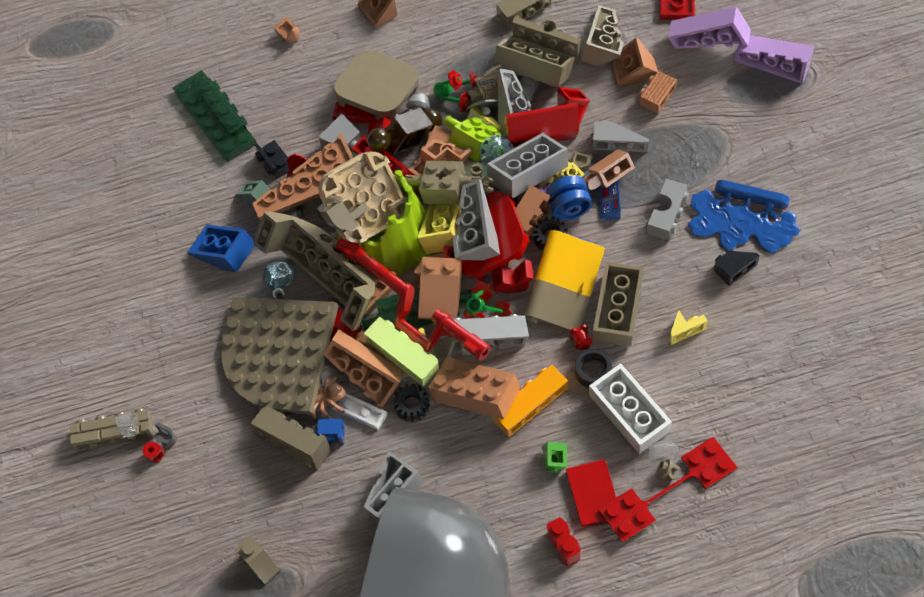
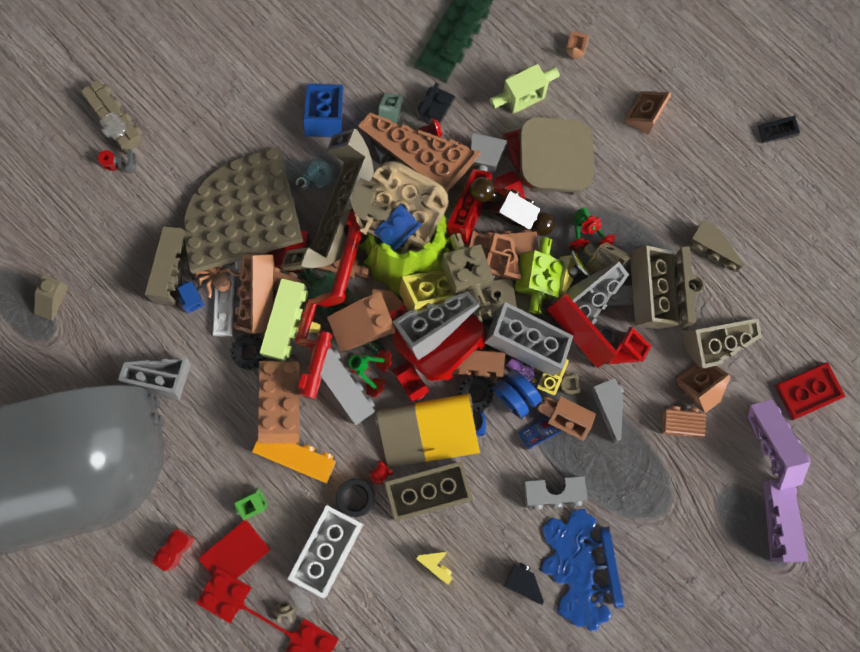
camera: 55 degrees right, 15 degrees up
(303, 81) = (524, 88): none -> yellowish green brick
(378, 211) = (397, 227): none -> blue plate
(418, 100) = (555, 204): light grey cone -> none
(490, 147) = (532, 296): clear light blue dish -> none

